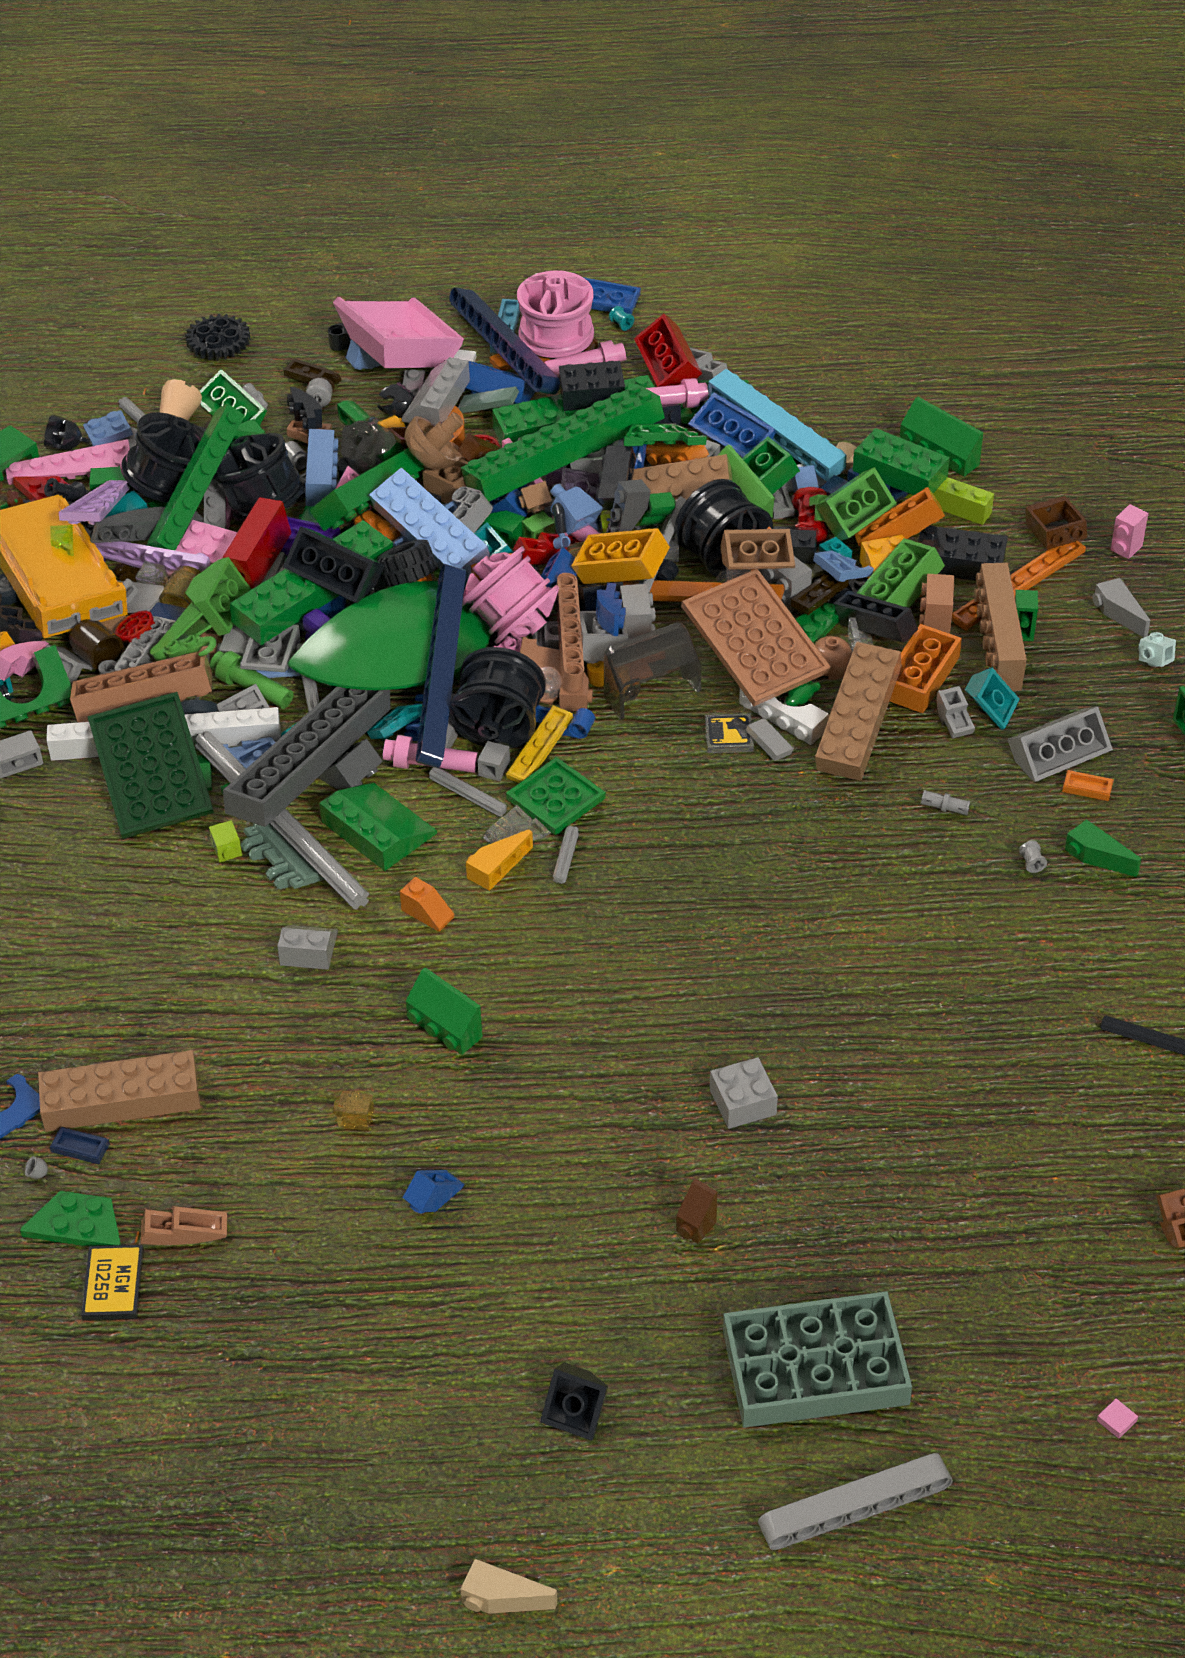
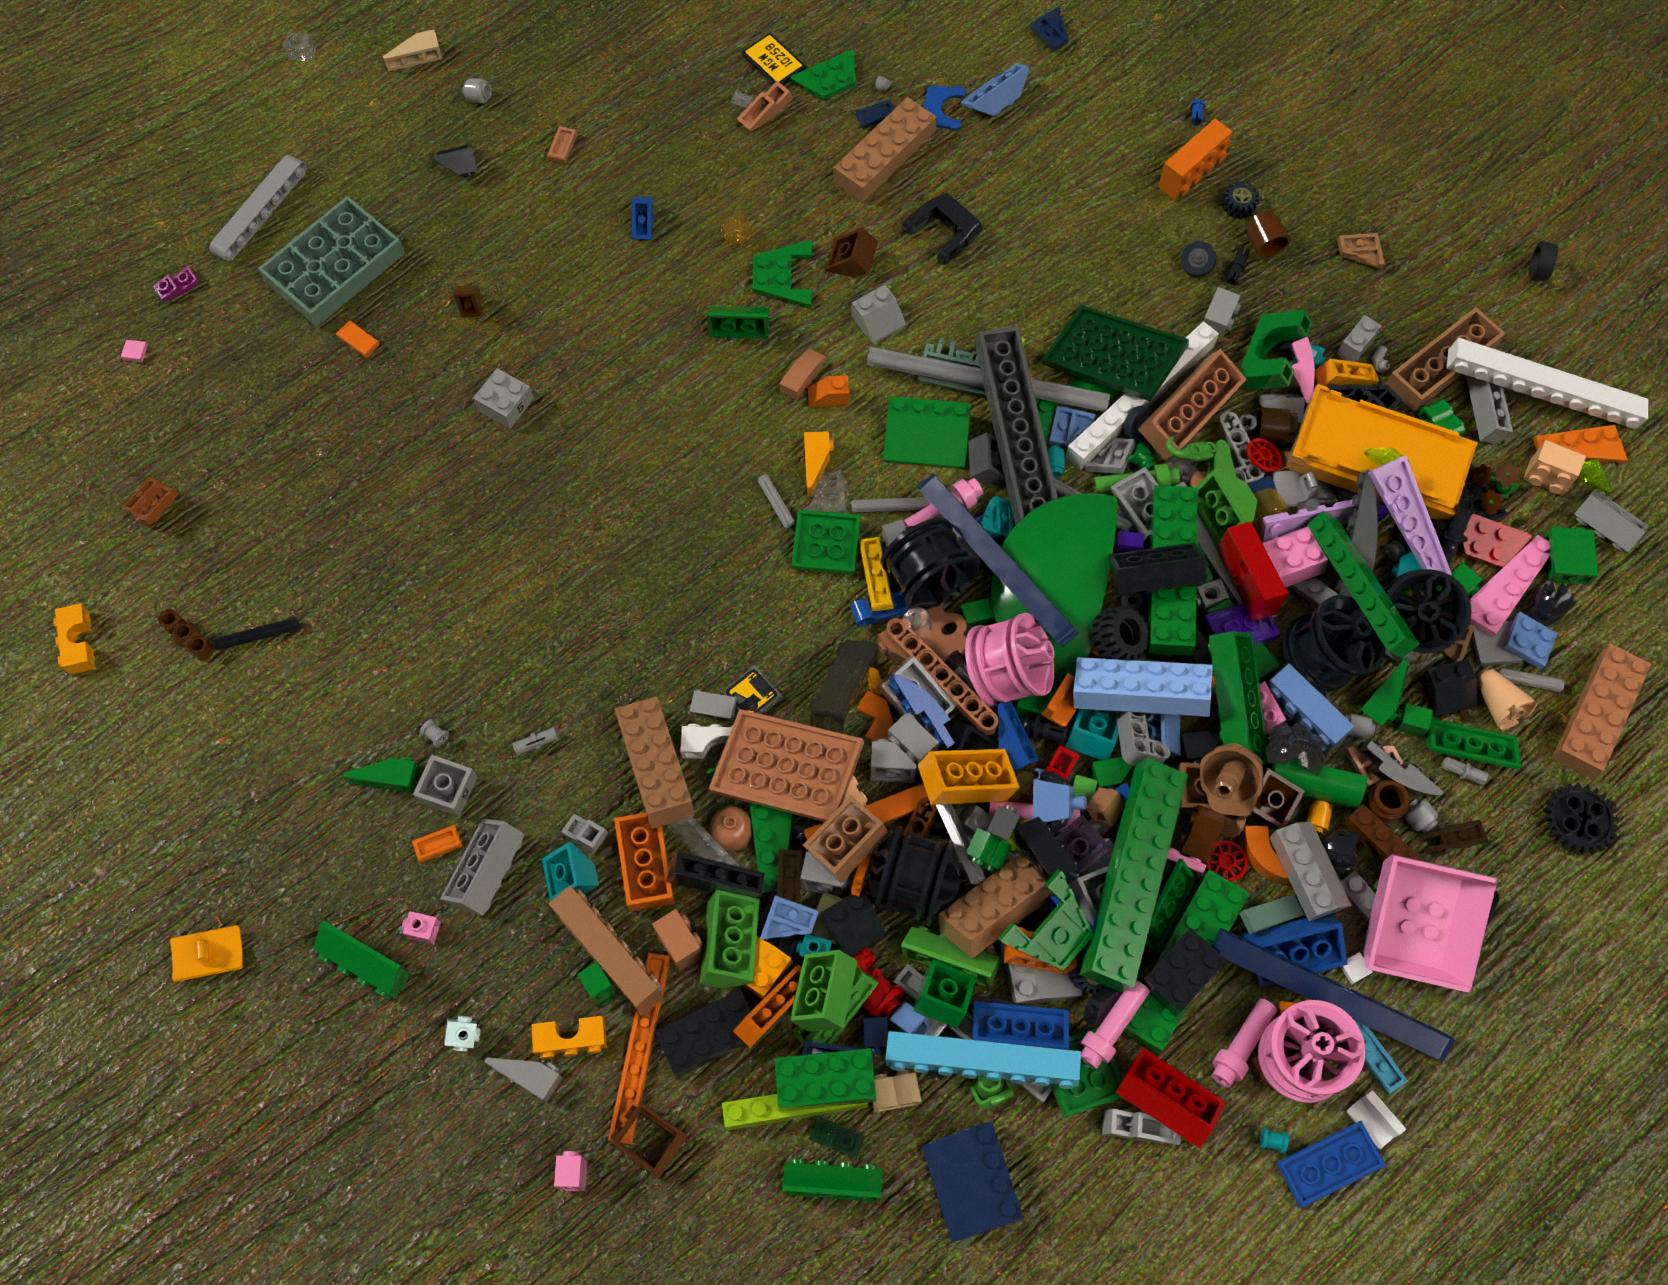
camera: 140 degrees right, 20 degrees up
(120, 371) = (1601, 711): none -> nougat brick
(133, 981) = (954, 217): none -> black connector
(197, 1251) = (737, 96): none -> clear bush
(225, 689) = (1142, 457): none -> green animal
(269, 1012) = (852, 253): none -> reddish brown slope
(328, 397) = (1396, 792): none -> reddish brown piece
(358, 1052) = (773, 273): none -> green wing
(365, 384) = (1377, 836): none -> reddish brown brick
(432, 936) = (801, 373): none -> nougat slope
(438, 1344) = (562, 145): none -> nougat tile
(477, 1475) = (476, 90): none -> light grey head
(668, 607) = (890, 763): none -> light grey slope
(671, 570) = (921, 810): none -> reddish brown beam
(841, 398) = (972, 1182): none -> dark blue slope
(848, 1265) = (357, 339): none -> orange tile
(1023, 1471) = (172, 287): none -> magenta slope
(1052, 806) = (445, 785): none -> light grey brick
(1087, 612) = (590, 1038): none -> light orange arch
(1142, 732) = (421, 927): none -> bright pink brick

